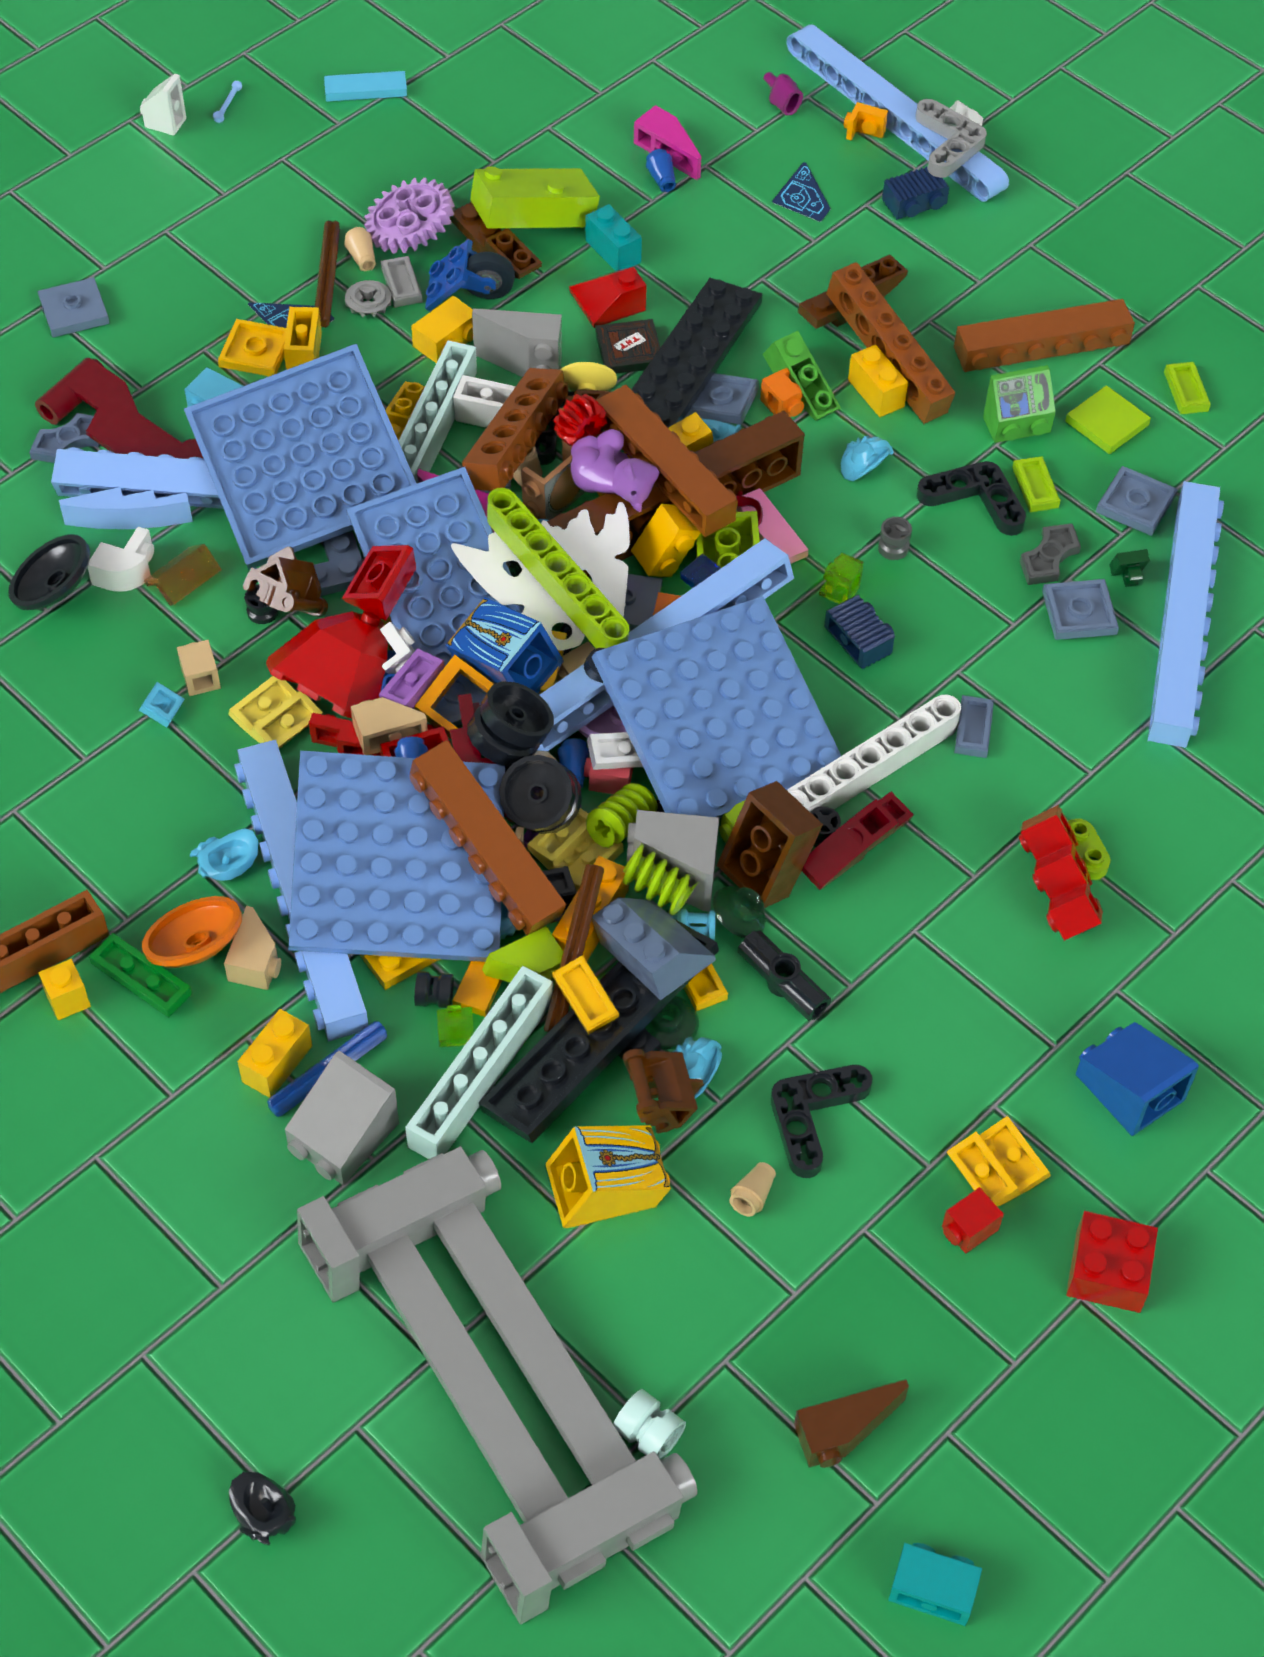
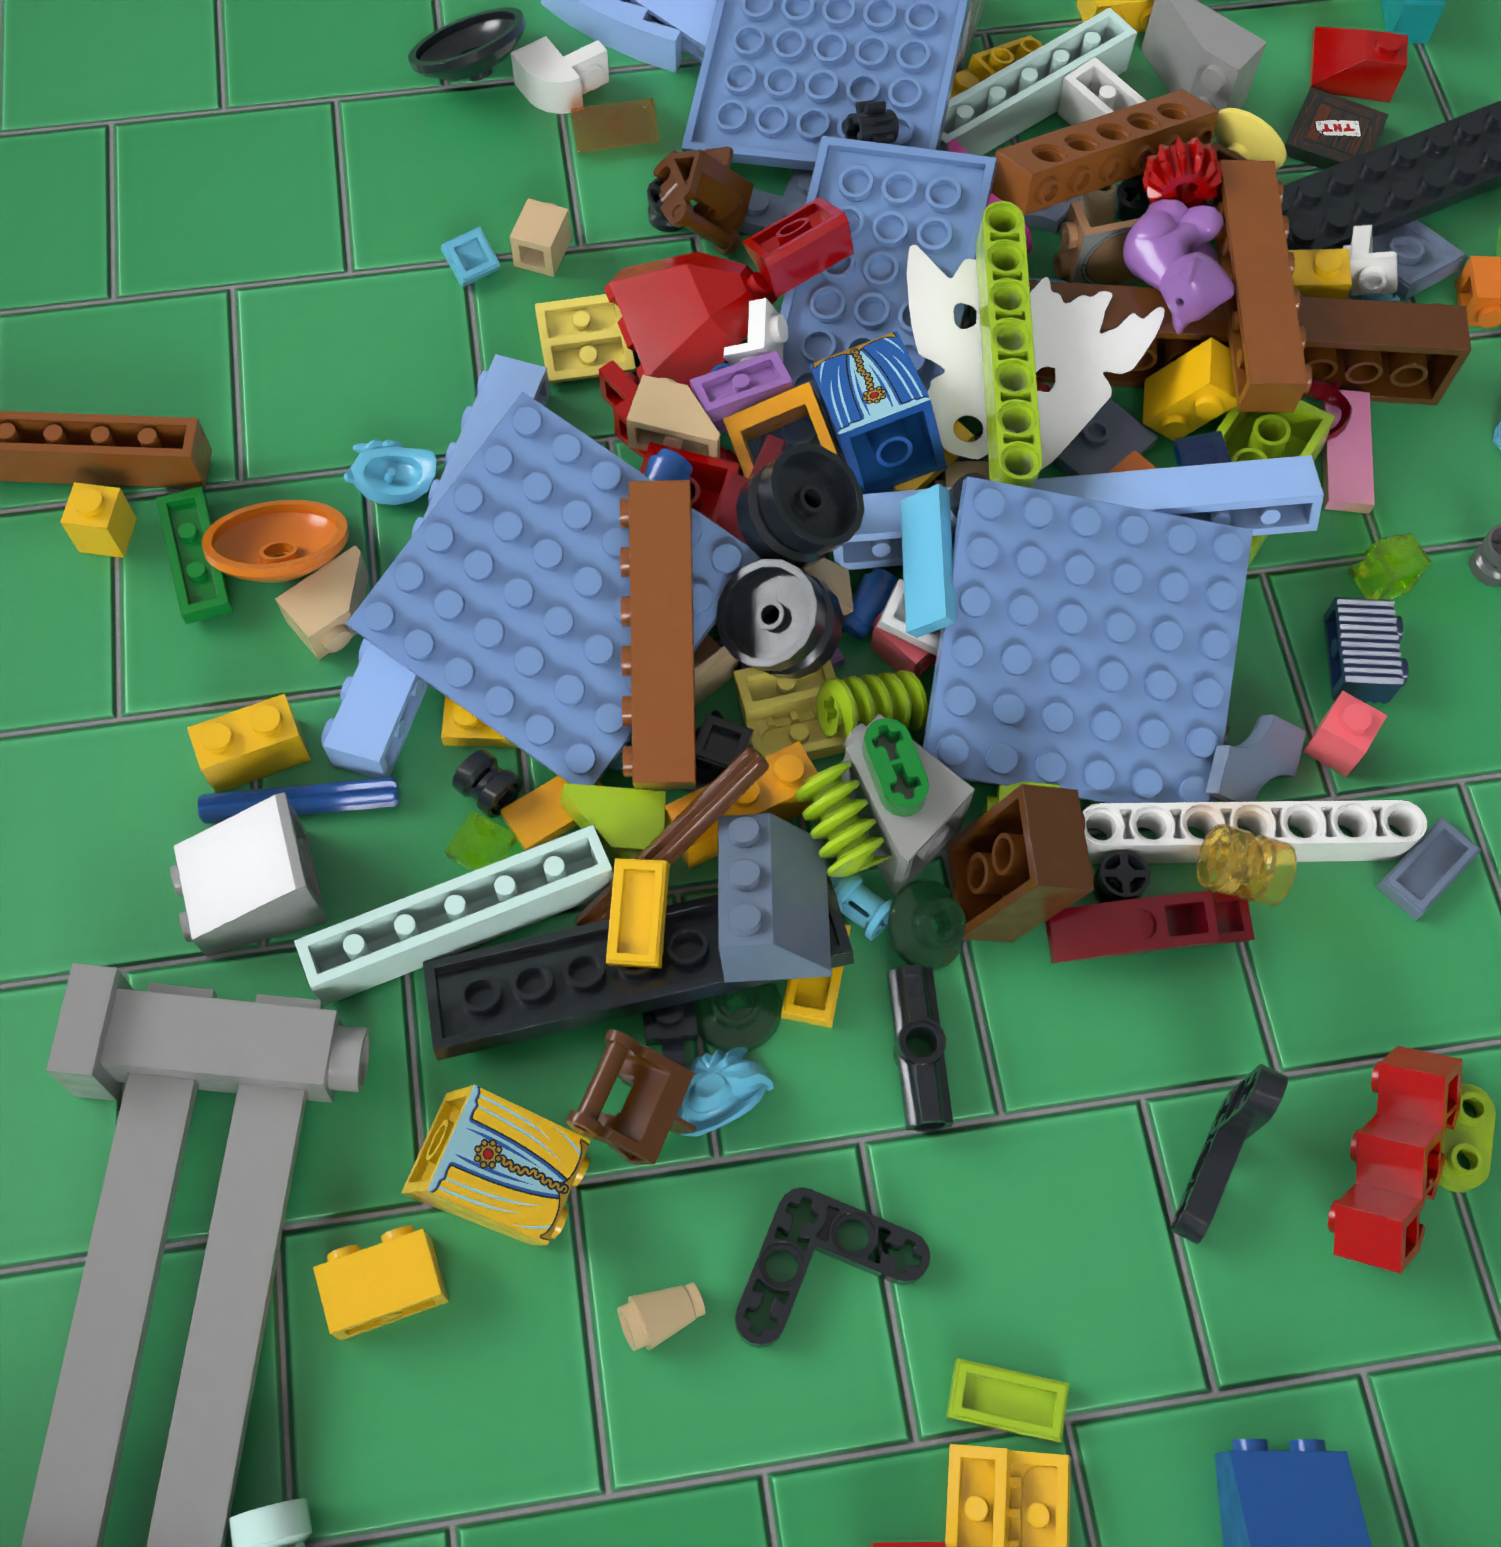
camera: 35 degrees right, 10 degrees up
(370, 486) = (872, 123): none -> black gear
(594, 1270) = (380, 1282): none -> yellow brick
(601, 713) = (927, 561): none -> medium azure tile
(670, 829) = (905, 762): none -> green beam
(716, 418) = (1370, 271): none -> white bracket
(849, 718) = (1267, 753): none -> sand blue tile
(882, 681) = (1345, 733): none -> coral brick
(884, 775) = (1248, 865): none -> clear yellow wheel
(958, 1115) = (1008, 1401): none -> lime tile
(970, 908) = (1239, 1116): none -> black beam

